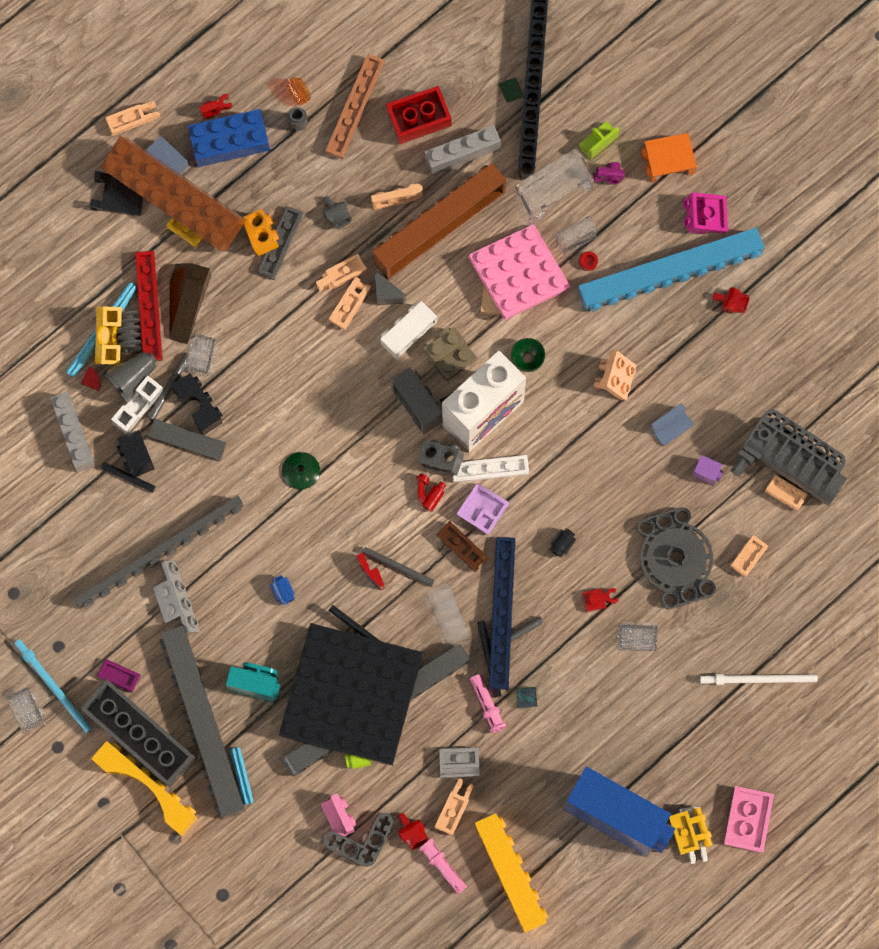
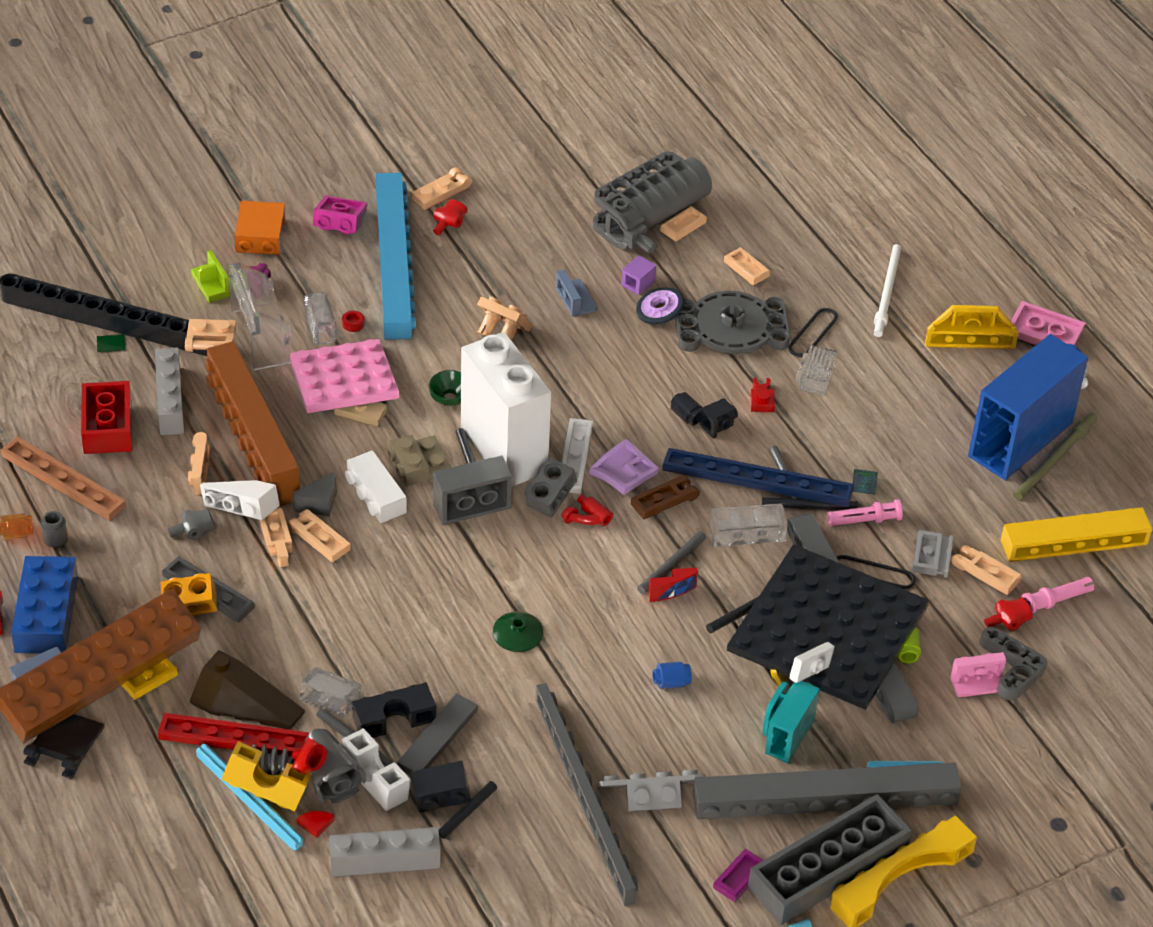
camera: 80 degrees left, 30 degrees down
(119, 358) = (310, 757): none -> red piece
(290, 686) = (811, 662): none -> white plate
(364, 239) = (244, 498): none -> white slope
(441, 721) = (883, 566): none -> black piece
(525, 157) = (209, 333): none -> light nougat plate
(559, 569) = (717, 417): none -> black brick
(633, 863) = (1079, 431): none -> olive bar
(681, 505) = (669, 296): none -> wheel
(691, 618) = (807, 325): none -> black piece
(724, 755) = (972, 328): none -> yellow wedge
(768, 285) = (441, 188): none -> light nougat plate

